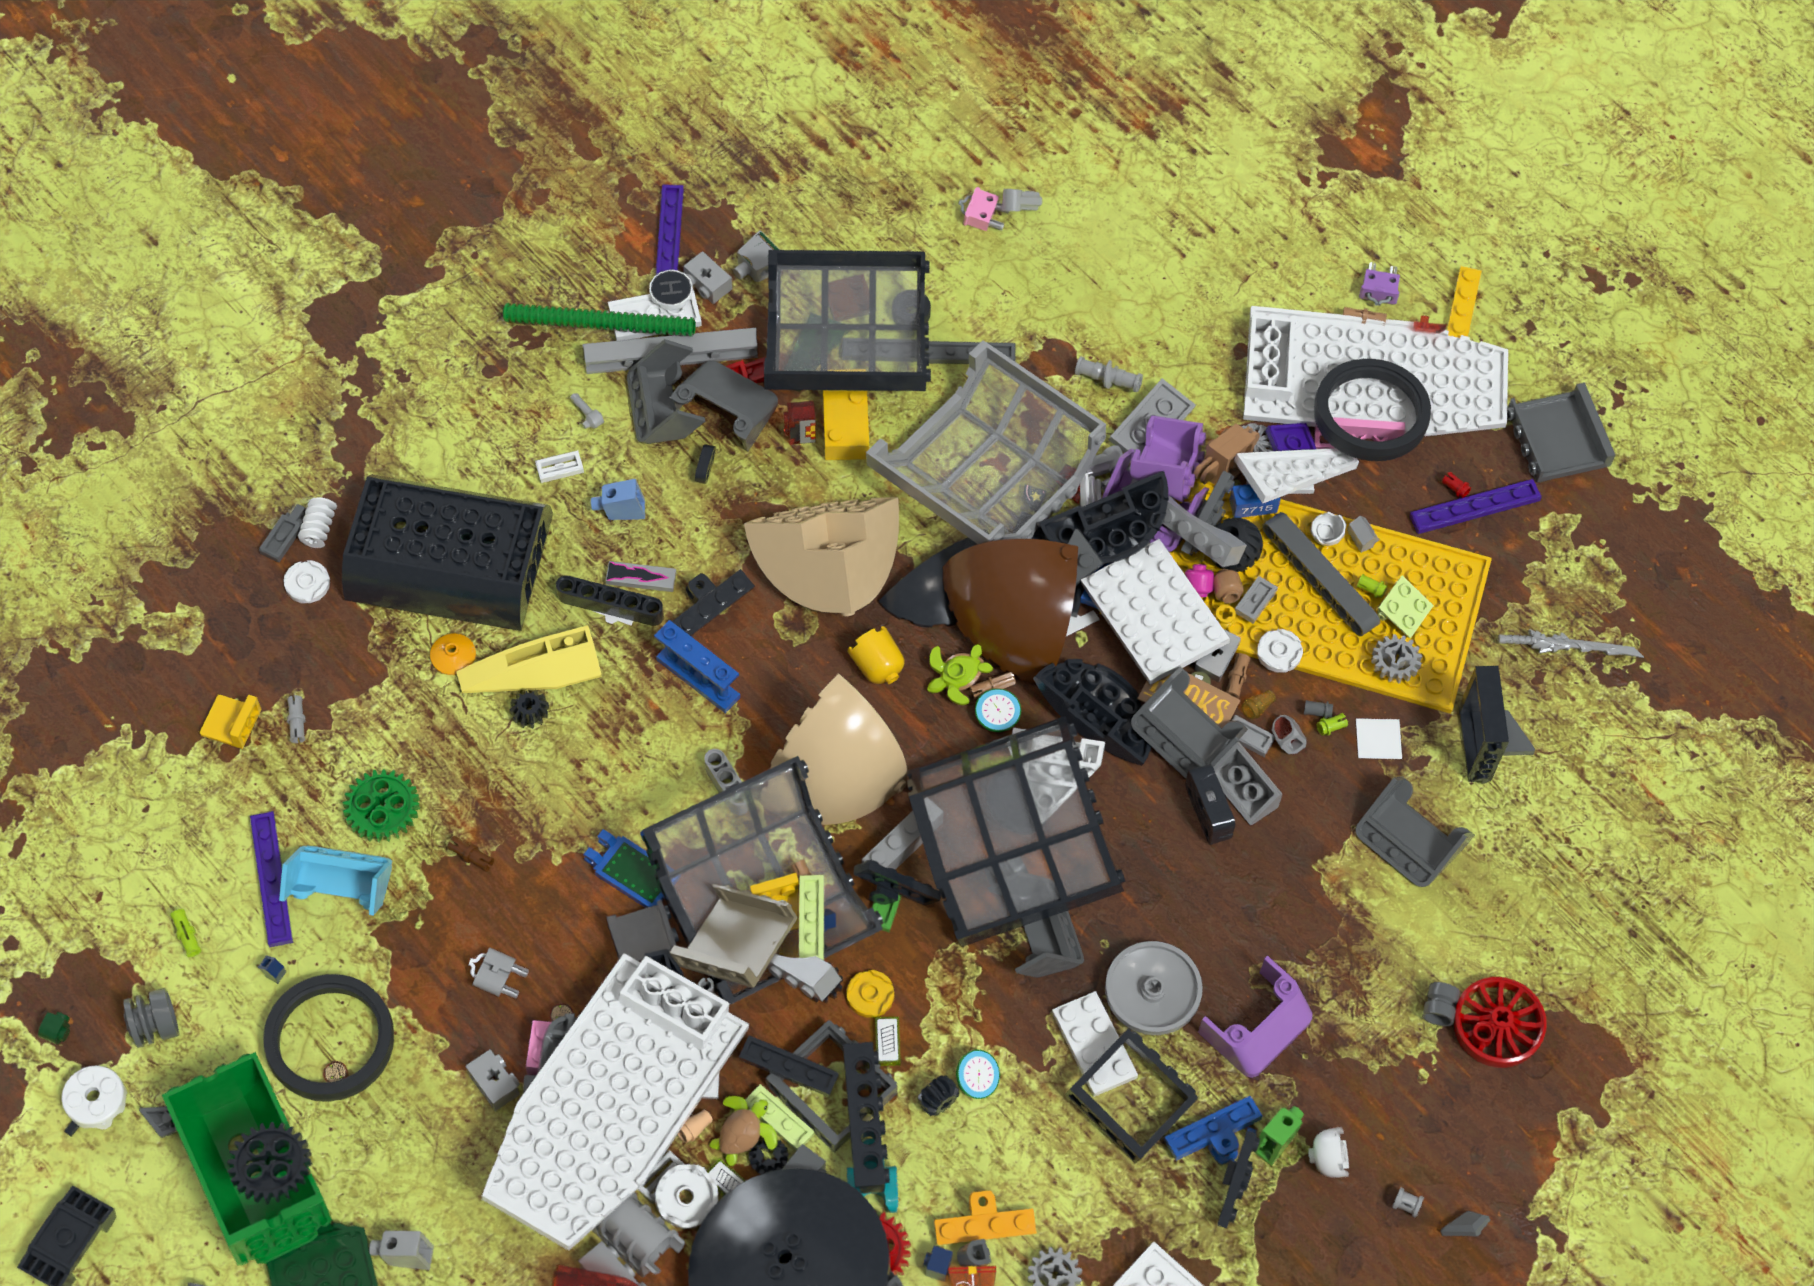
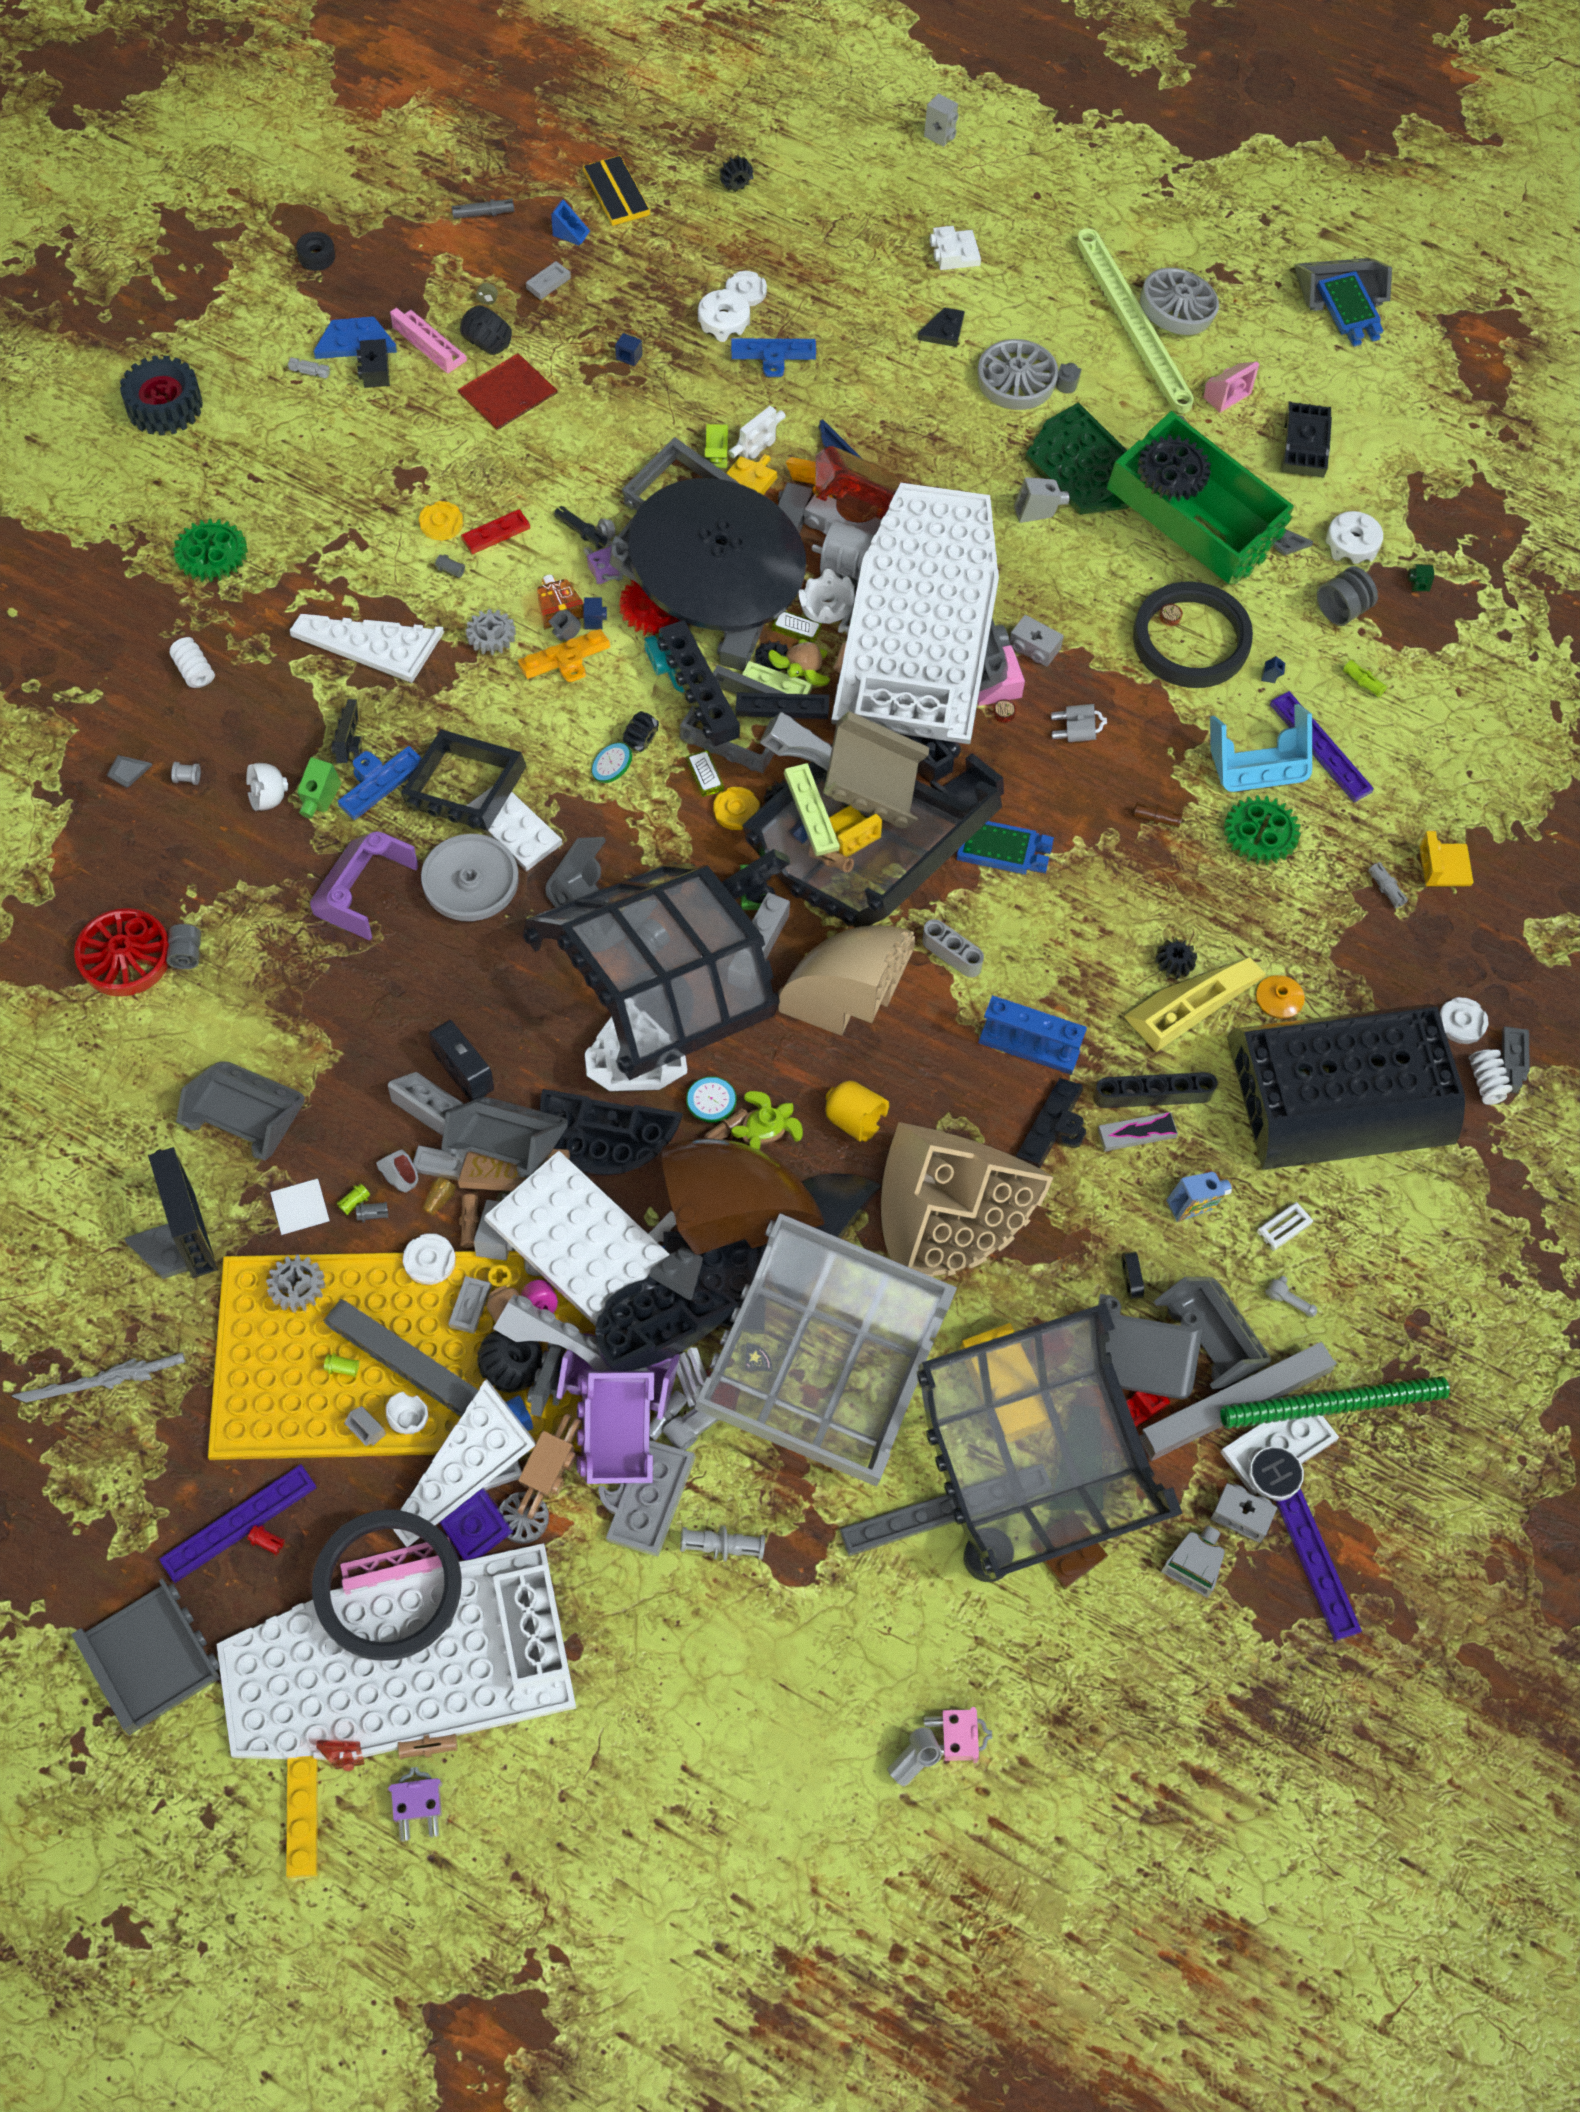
camera: 160 degrees right, 0 degrees up
(1405, 607) = (299, 1350): yellowish green hinge -> none

